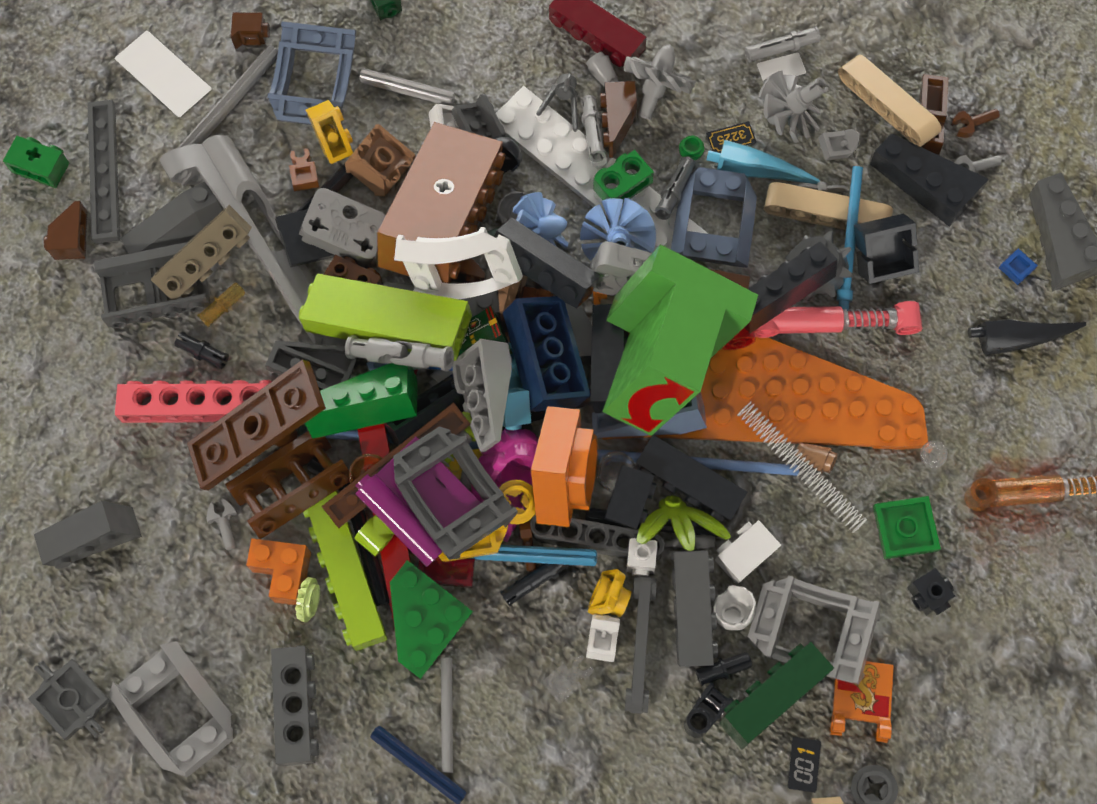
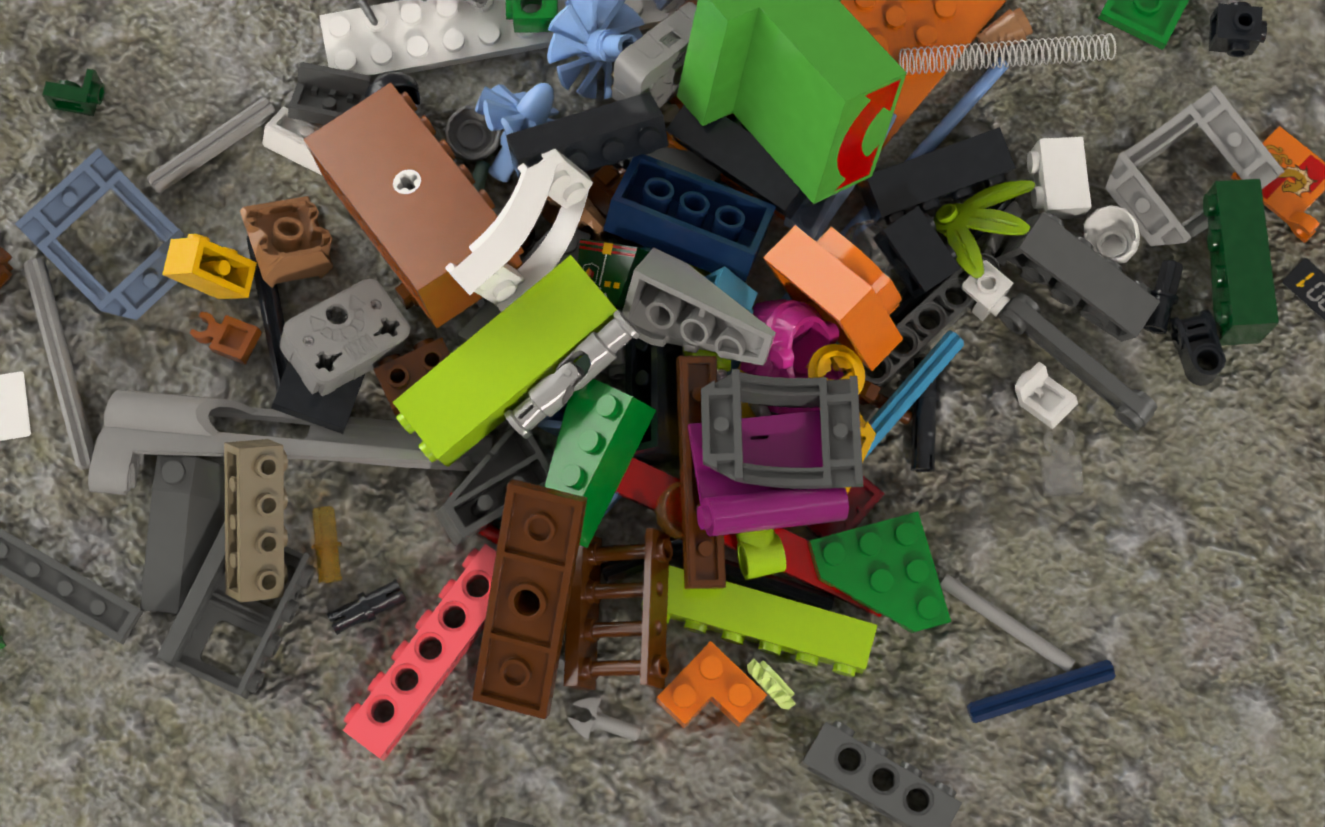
camera: 60 degrees left, 5 degrees up
(68, 234) = (88, 668): reddish brown slope -> none
(610, 595) = (1003, 358): yellow piece -> none

